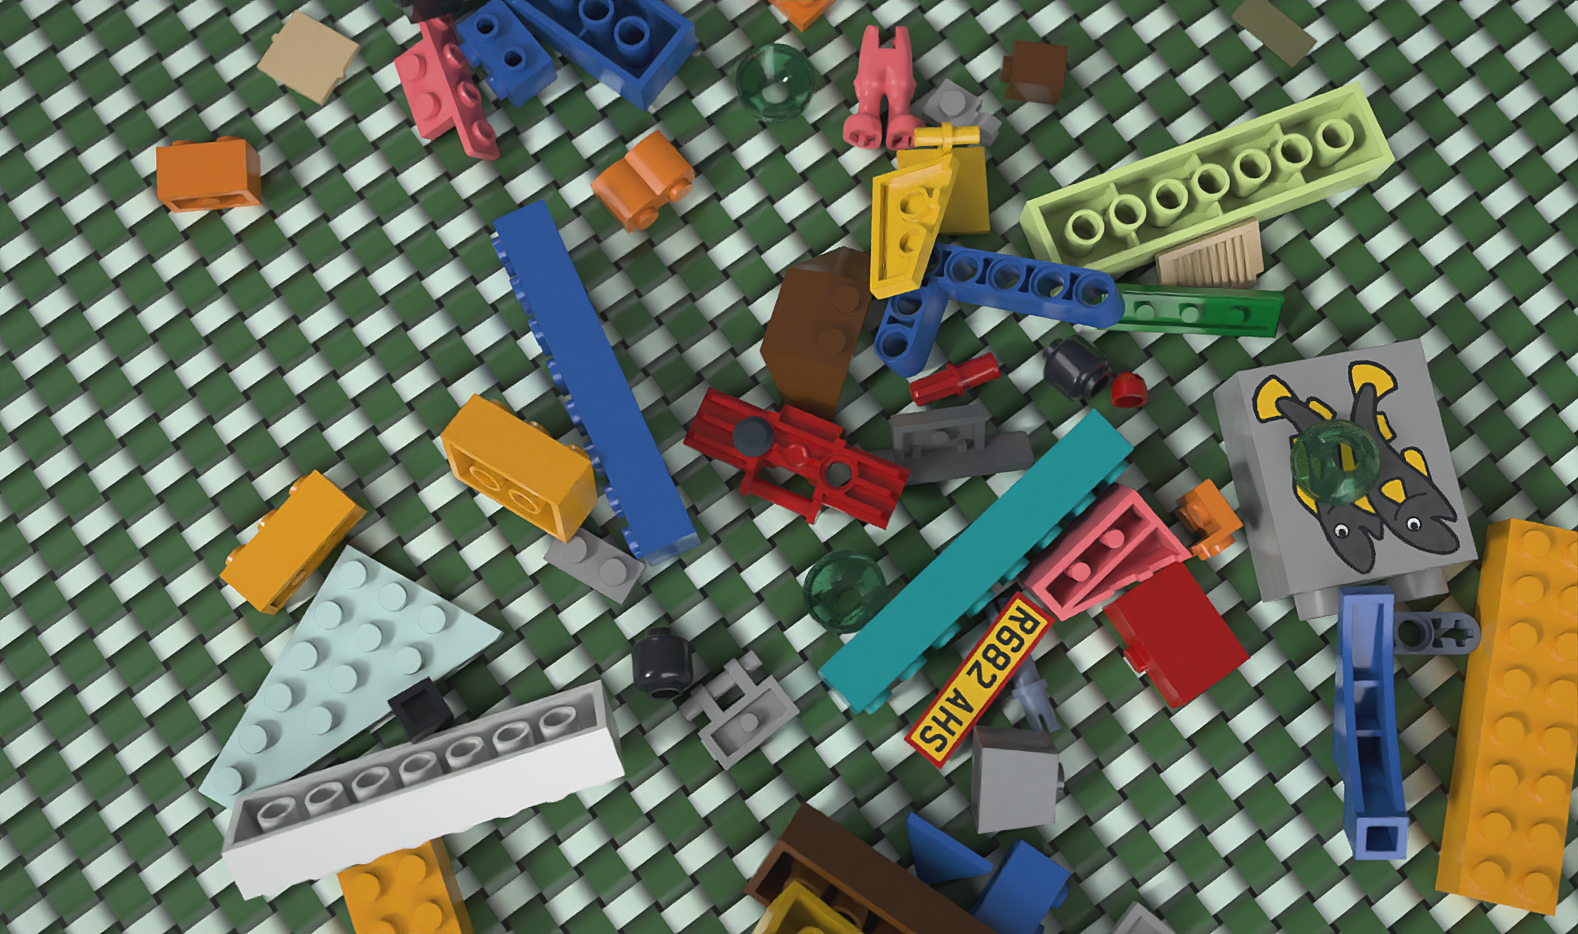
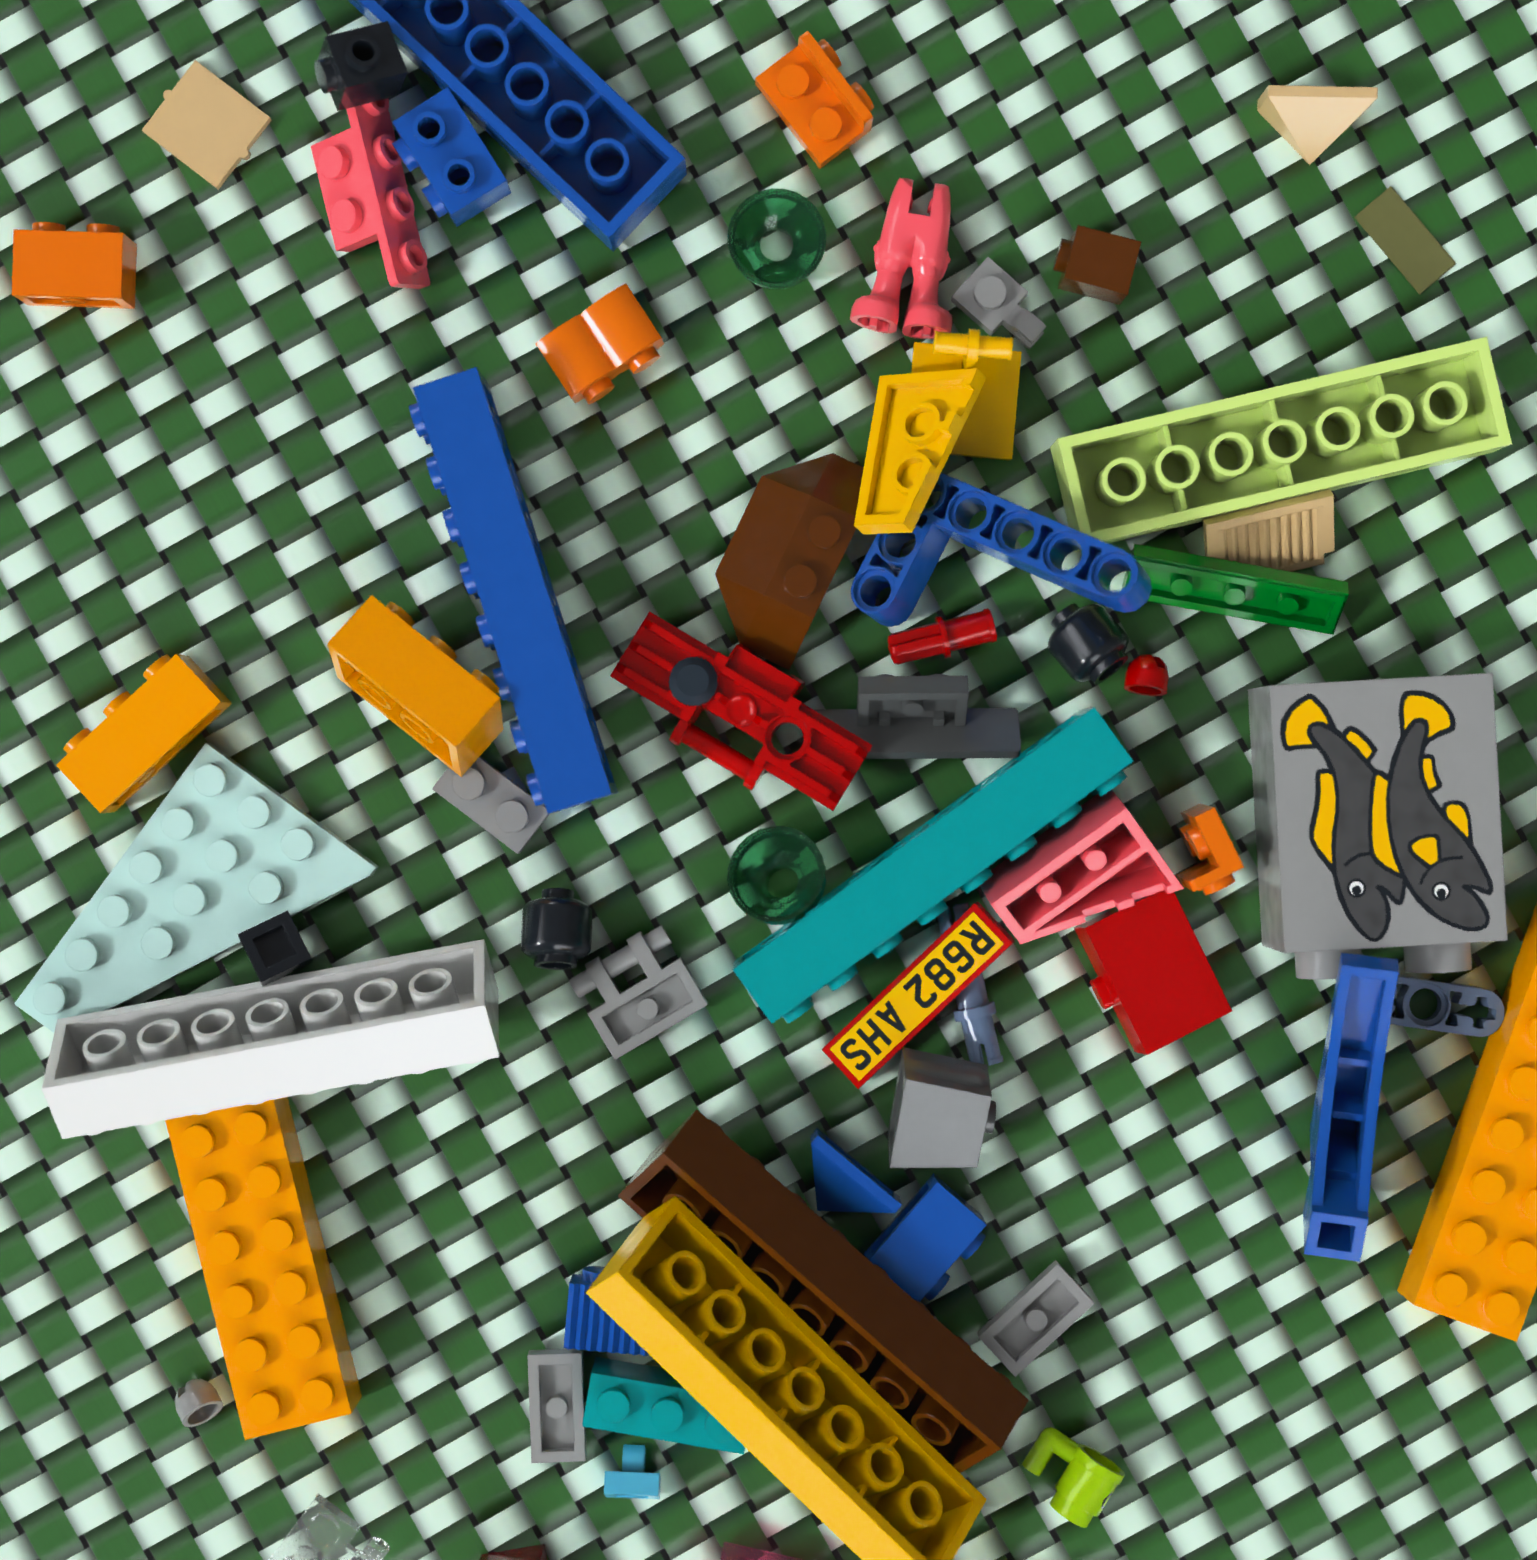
camera: 10 degrees right, 10 degrees up
(1316, 472) = (1335, 805): clear green piece -> none

